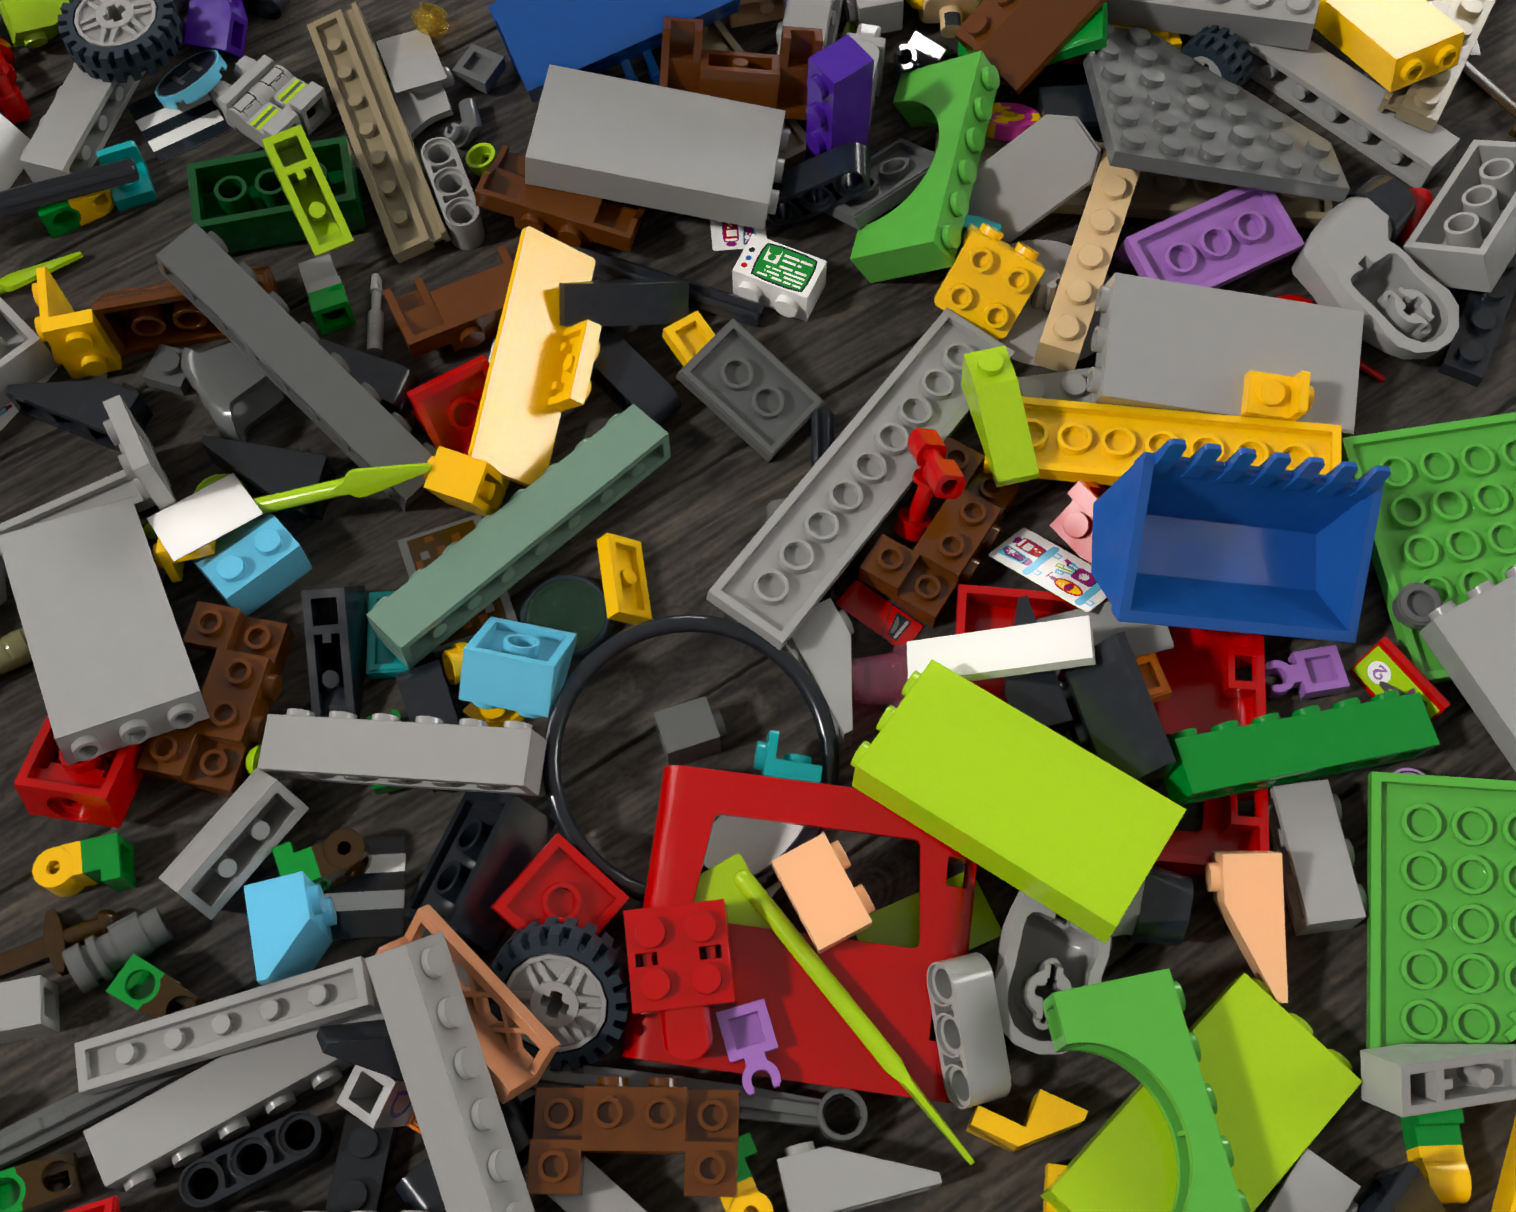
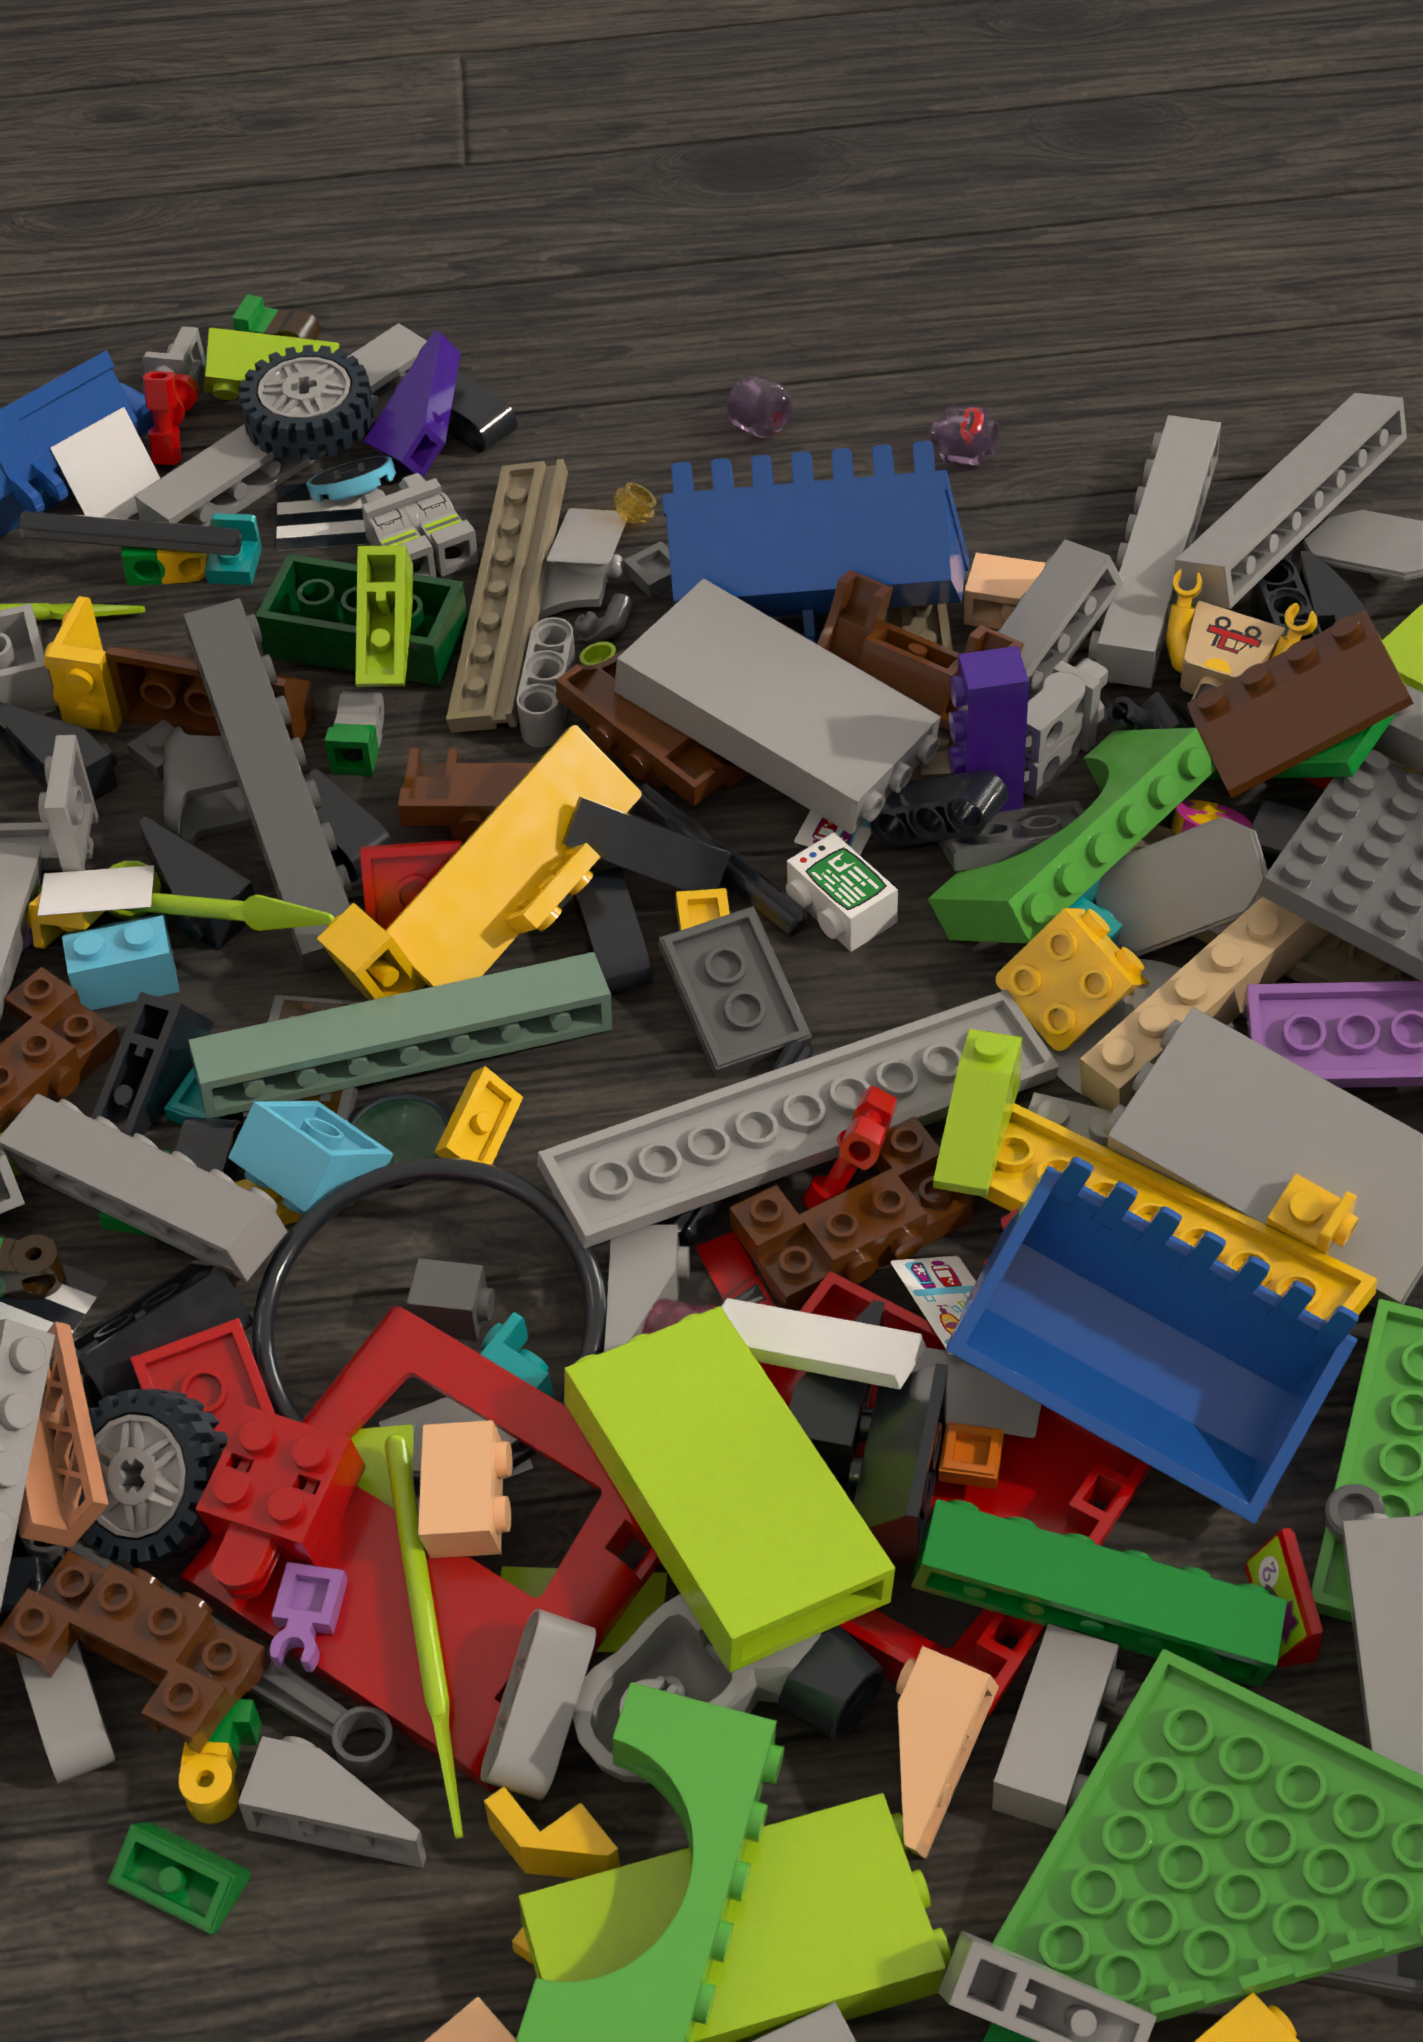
camera: 30 degrees right, 15 degrees down
(375, 318) = (391, 778): light grey piece -> none
(1311, 671) = (1187, 1539): medium lavender plate -> none

